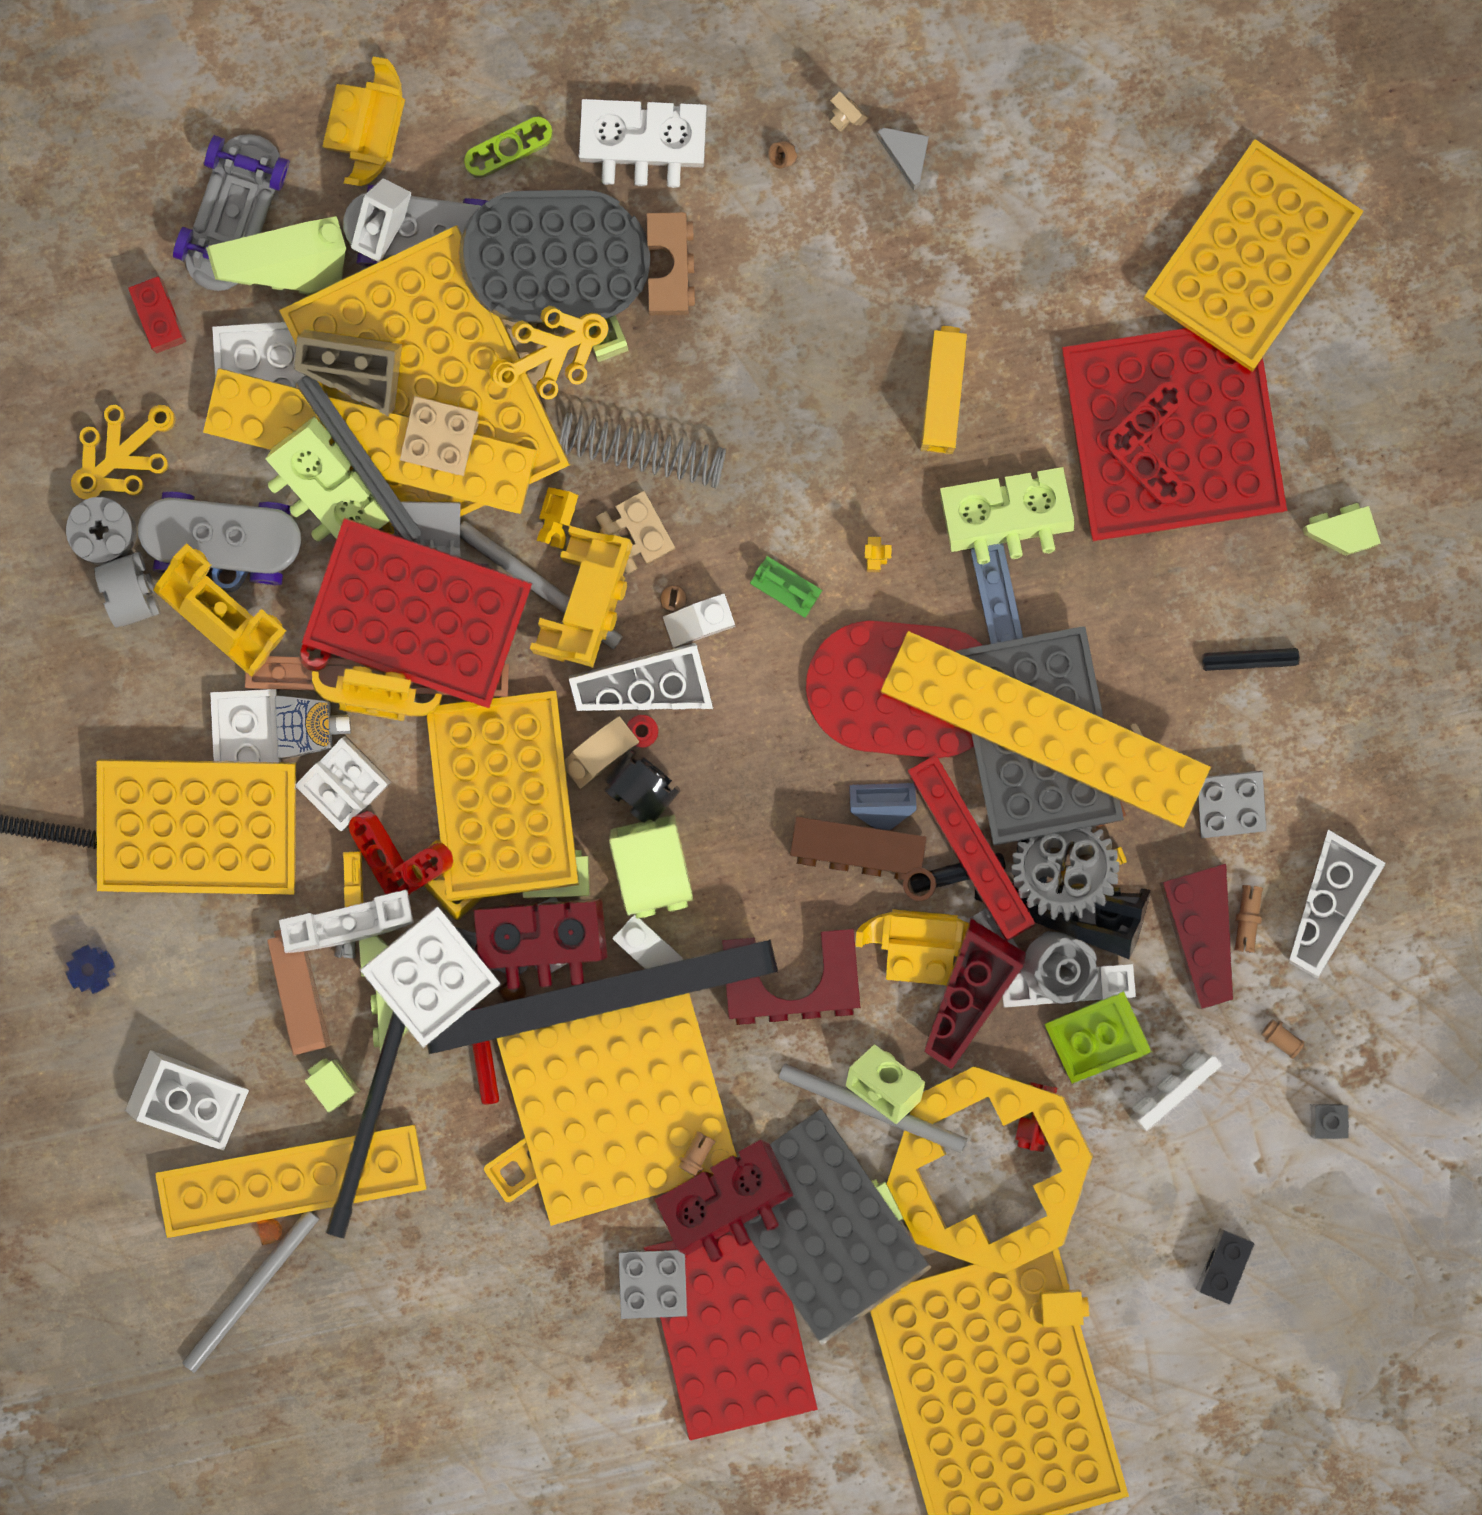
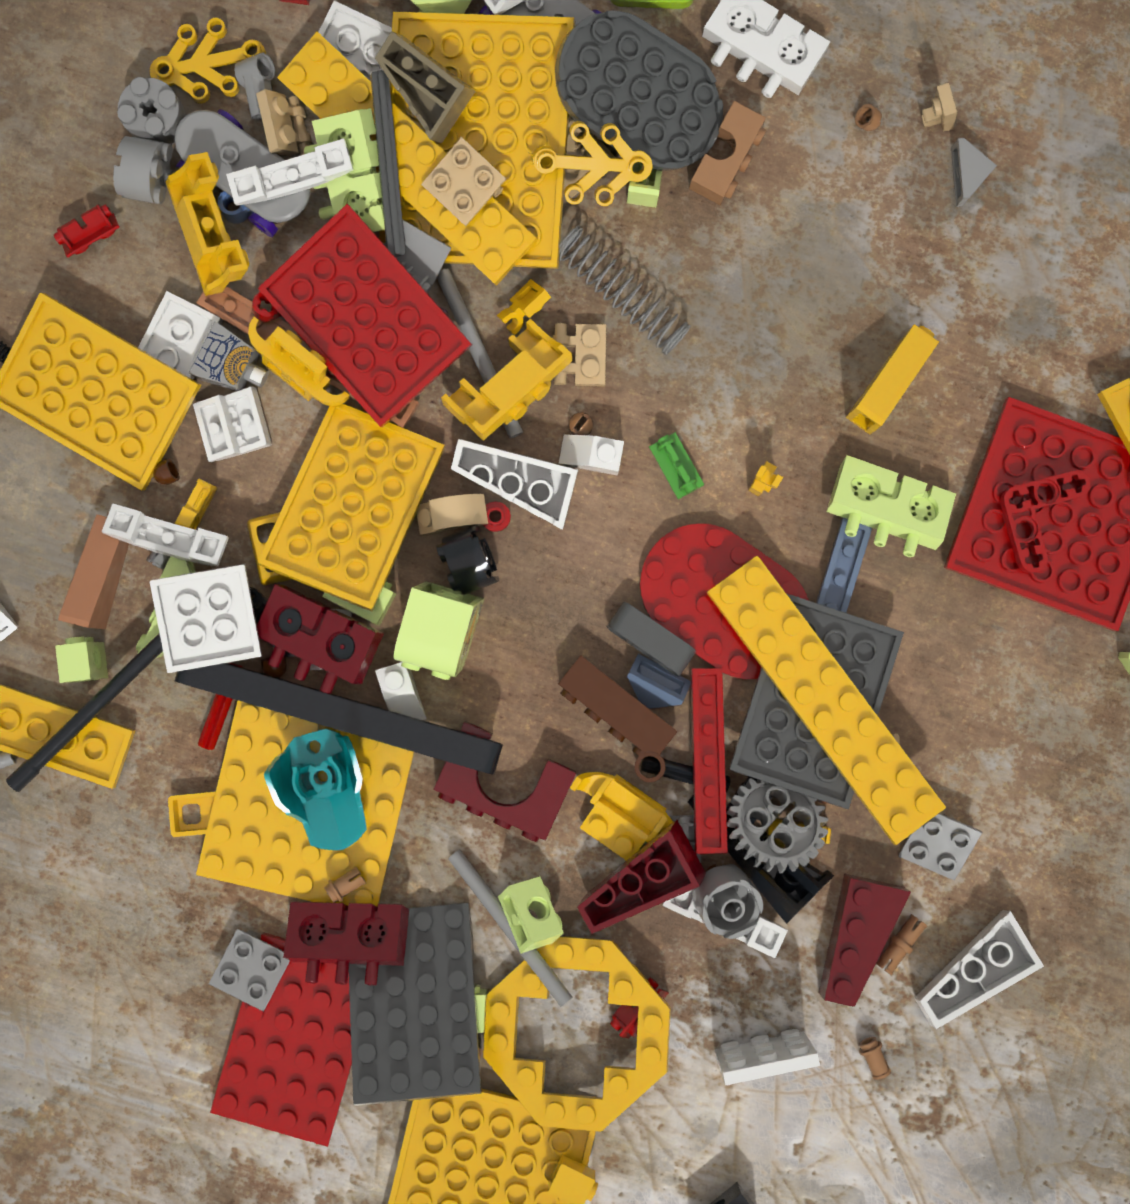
camera: 30 degrees right, 0 degrees up
(96, 690) = (99, 225): none -> red hinge
(179, 441) = (255, 75): none -> light grey piece
(233, 472) = (277, 122): none -> tan plate
(274, 519) = (291, 175): none -> white slope
(306, 864) = (166, 472): none -> reddish brown hinge
(395, 868) = (230, 482): red beam -> none
(643, 1091) = (329, 808): none -> teal piece
(853, 764) = (651, 639): none -> dark grey beam
(1097, 1037) = (726, 975): lime plate -> none
(1250, 659) = (1020, 734): black axle -> none
(1329, 1121) = (876, 1148): dark grey brick -> none

